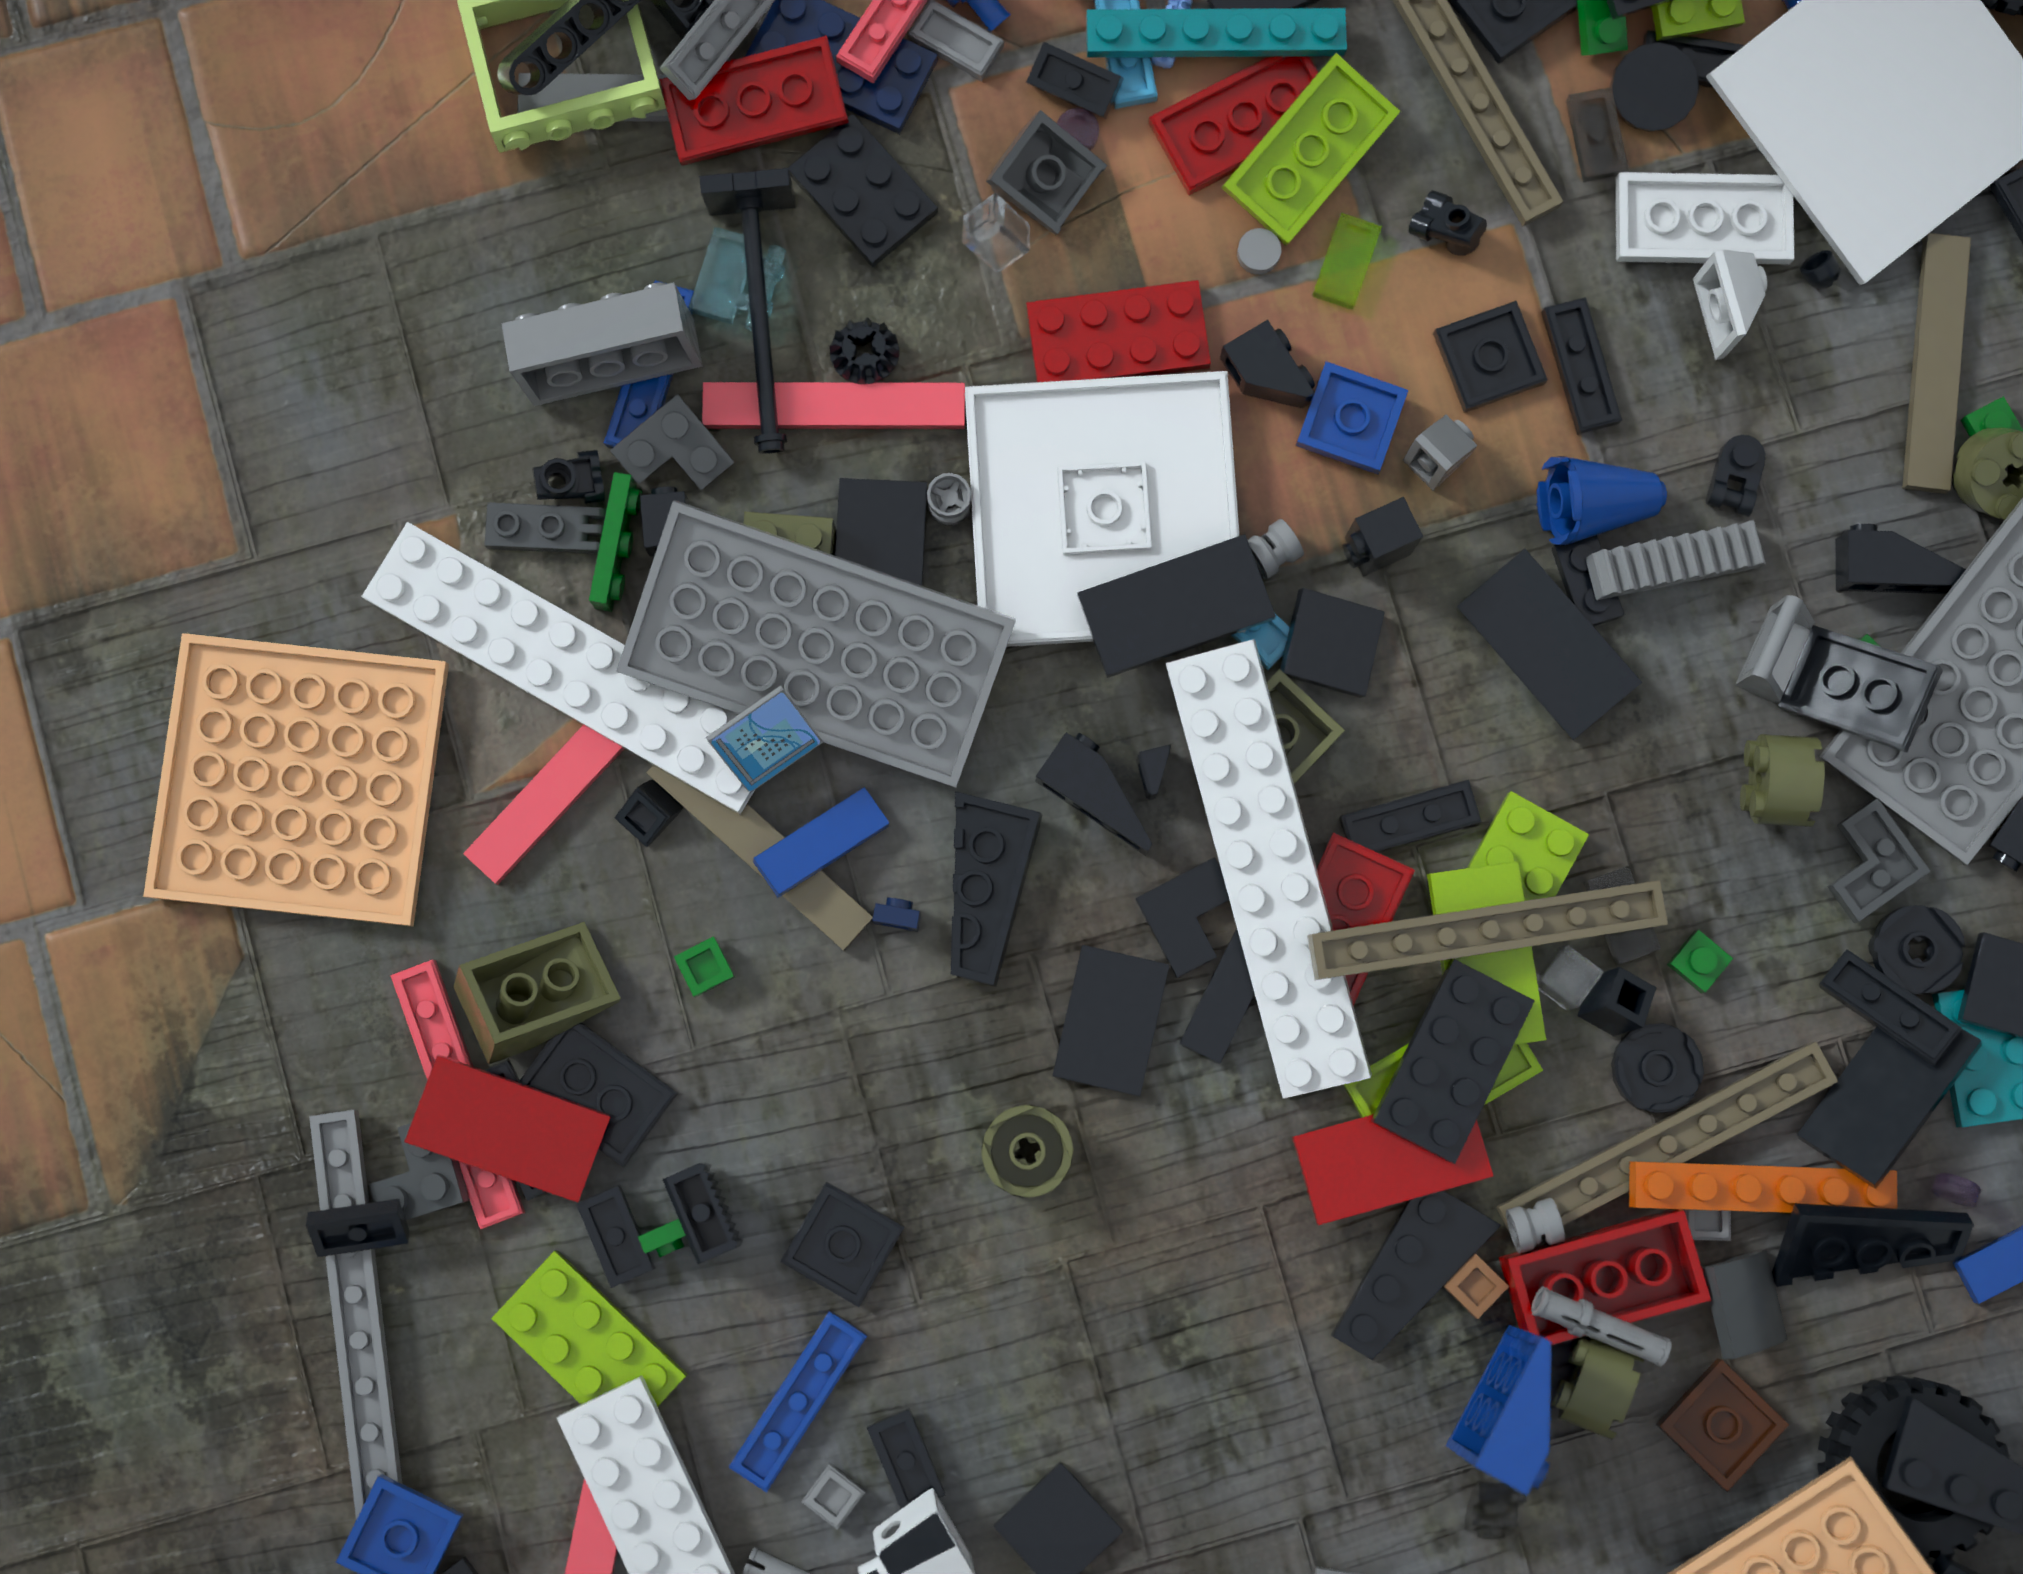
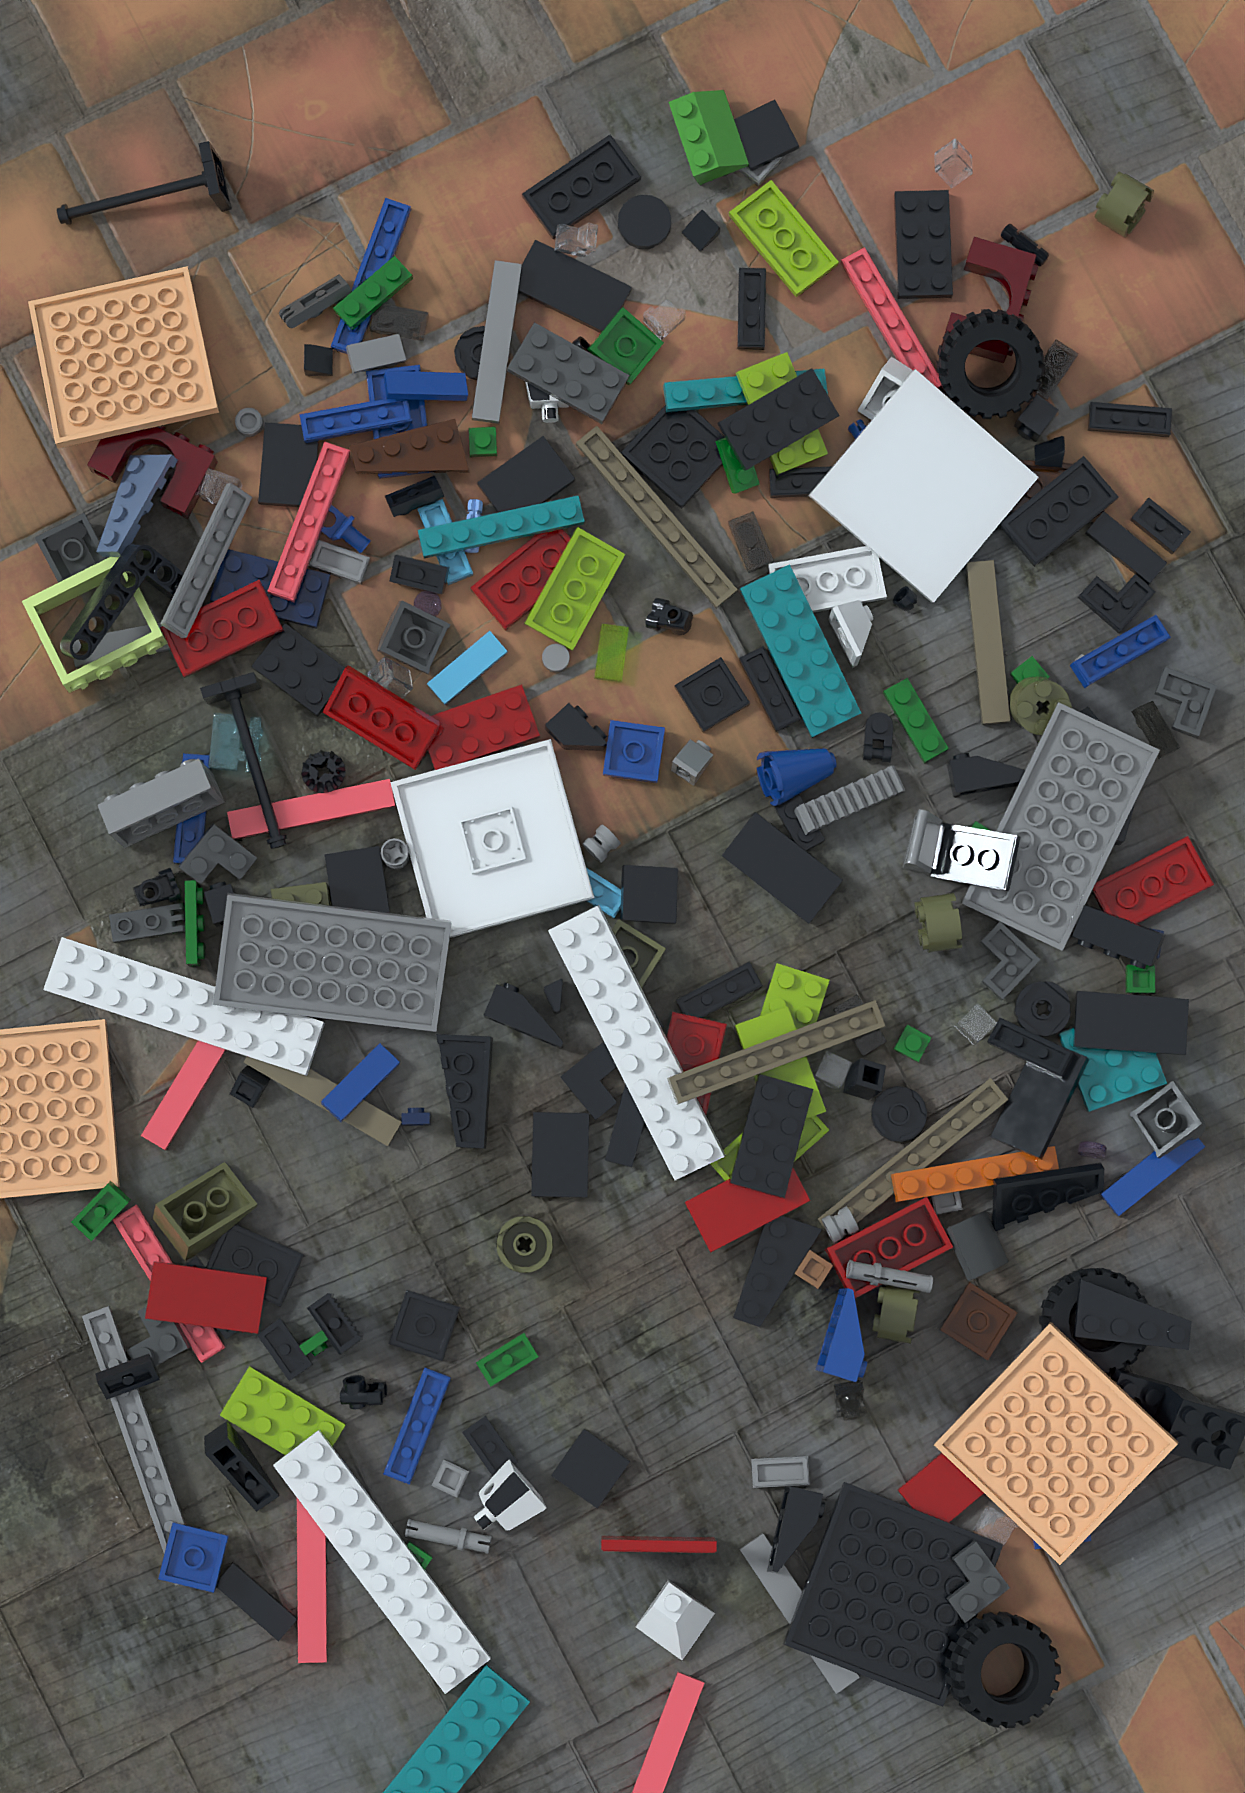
camera: 15 degrees left, 0 degrees up
(374, 957) = (100, 1211): none -> green plate
(504, 1405) = (239, 1465): none -> black slope
(704, 966) = (304, 1174): green plate -> none
(718, 1332) = (358, 1393): none -> black plate
(764, 739) = (313, 1028): piece -> none
(961, 1326) = (507, 1359): none -> green plate
(972, 285) = (381, 717): none -> red tile
(1119, 239) = (467, 668): none -> medium azure tile
(1176, 605) = (548, 892): black tile -> none
(1382, 537) = (665, 824): black brick -> none
(1643, 314) = (800, 650): none -> teal plate
(1654, 86) = (780, 505): black tile -> none
(1800, 460) = (915, 720): none -> green plate
(1808, 952) = (976, 1024): none -> clear panel

